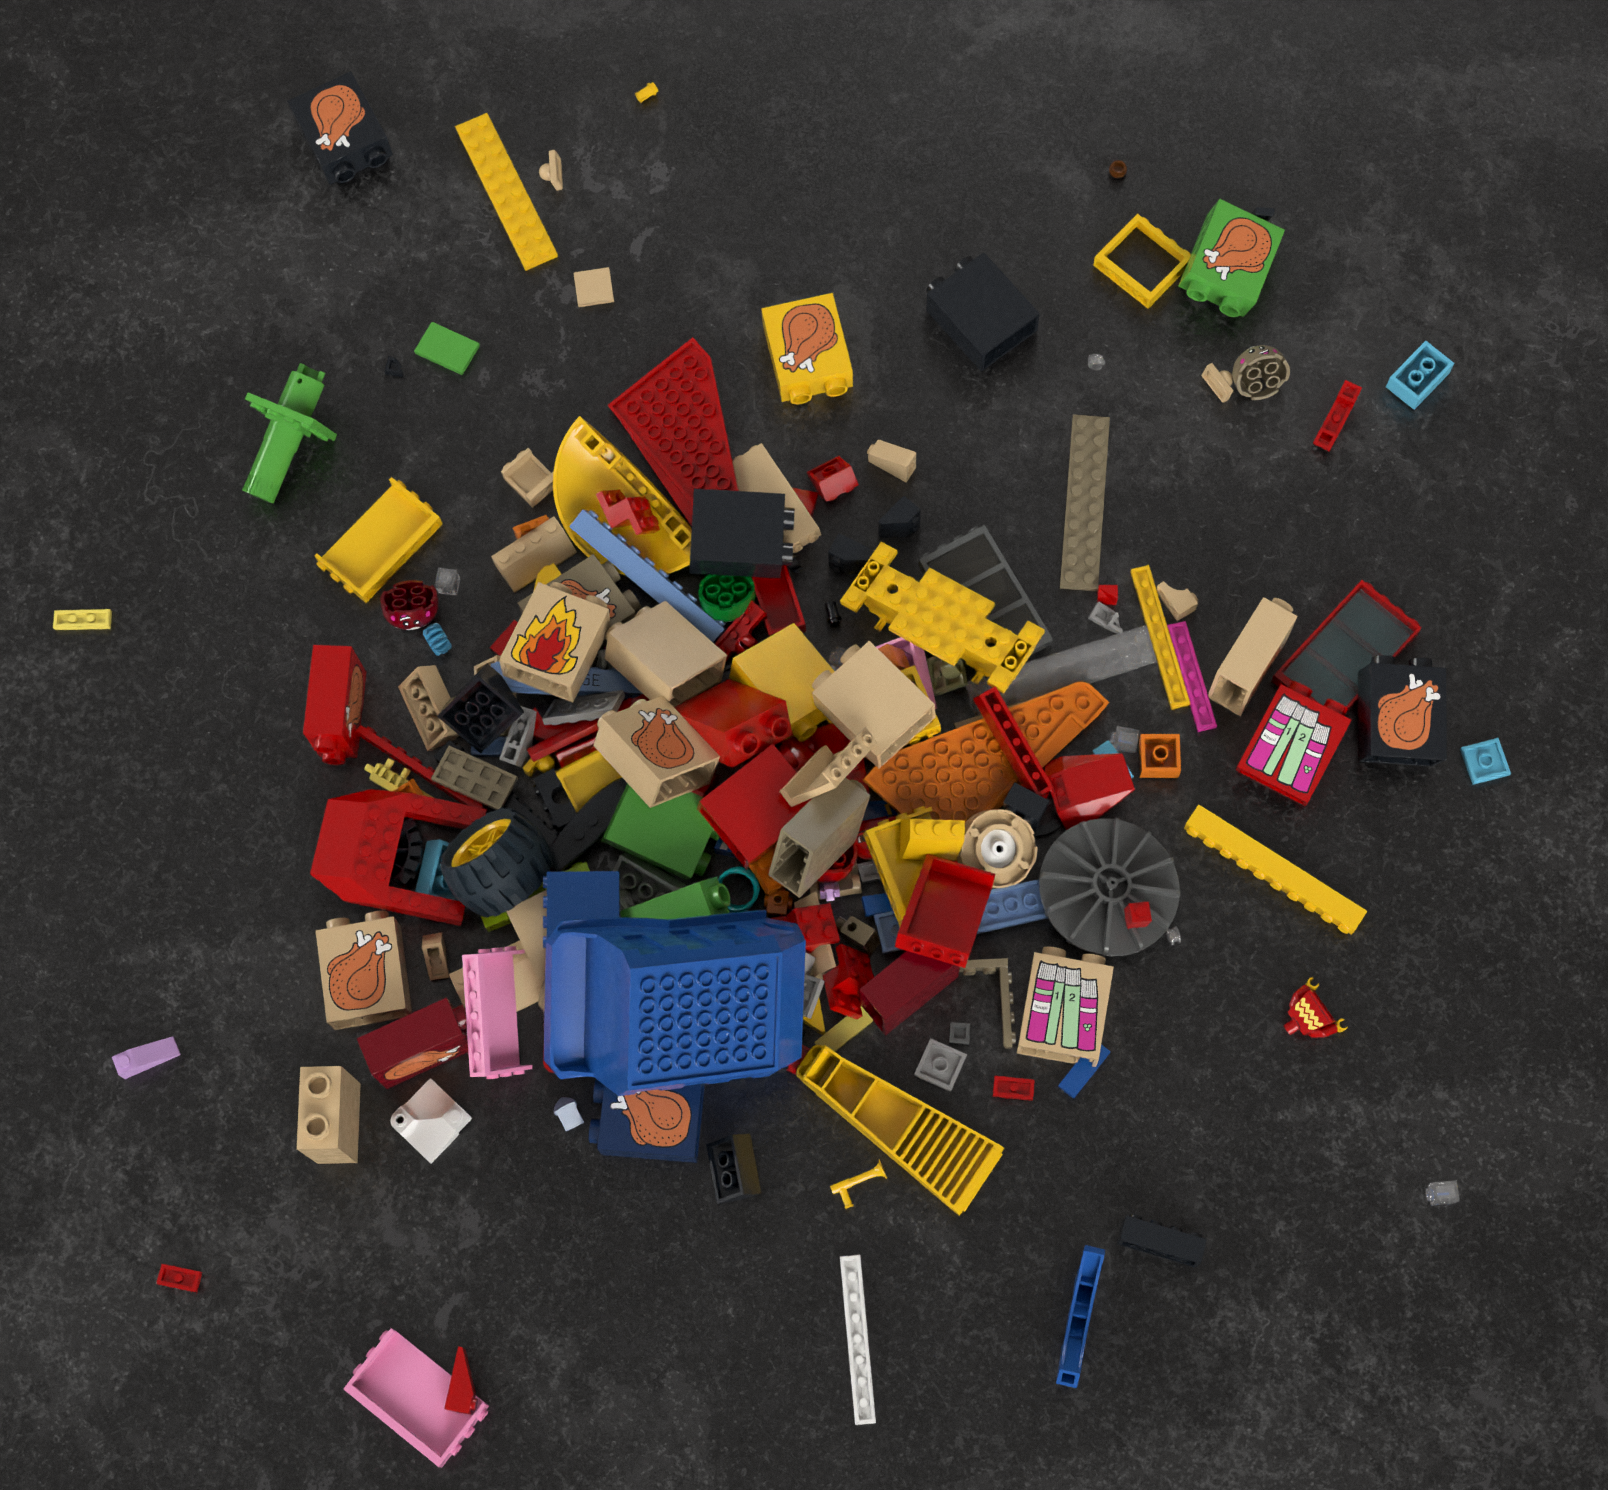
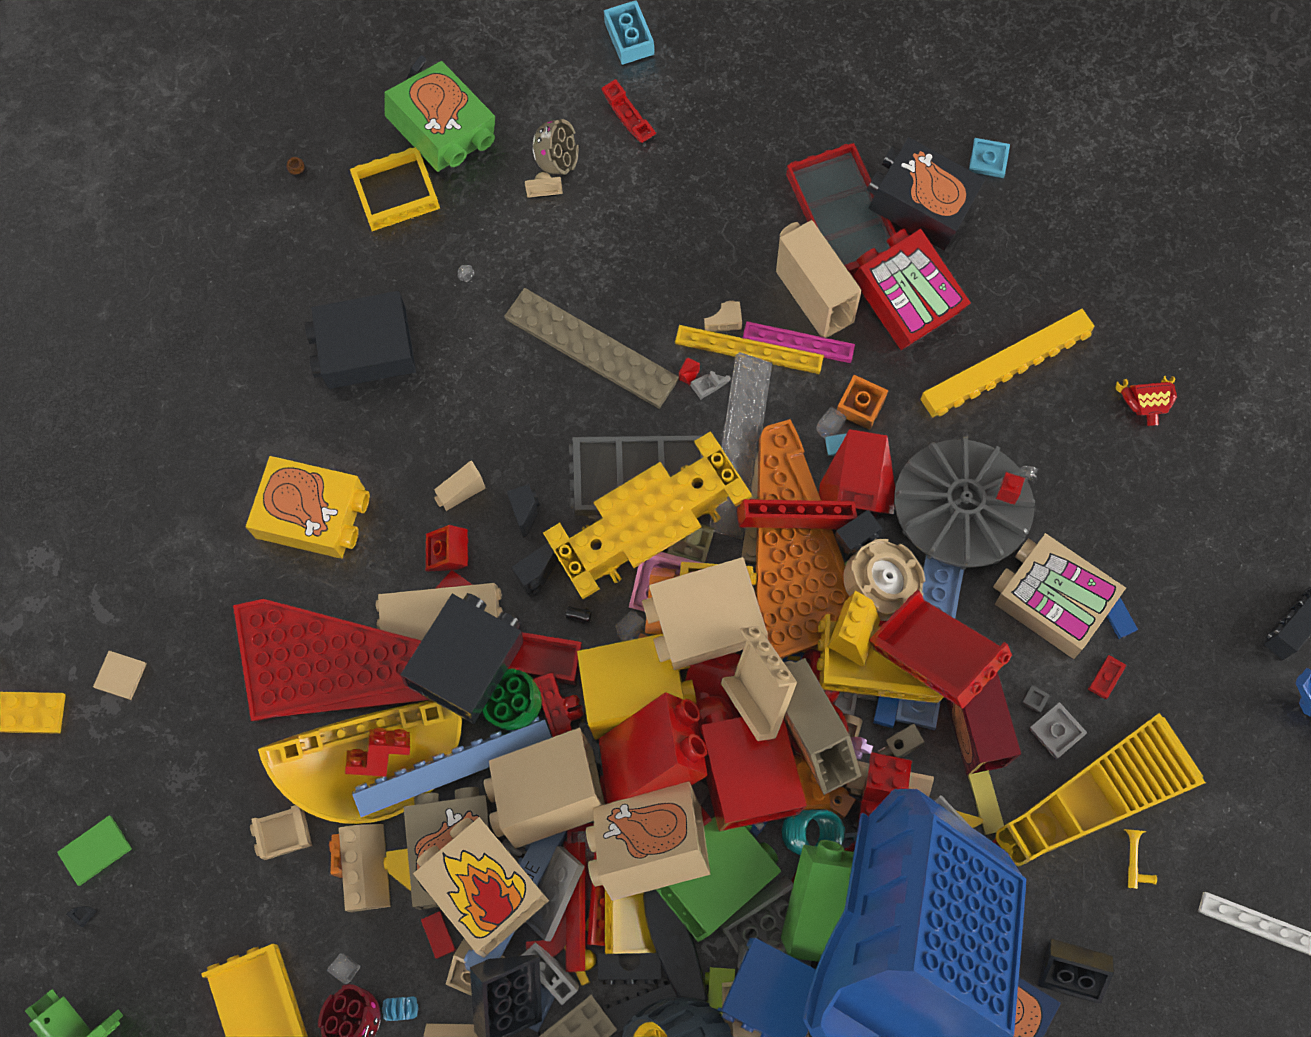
camera: 65 degrees left, 0 degrees up
(846, 979) = (949, 773): red bracket -> none
(990, 966) = (998, 631): dark tan bracket -> none

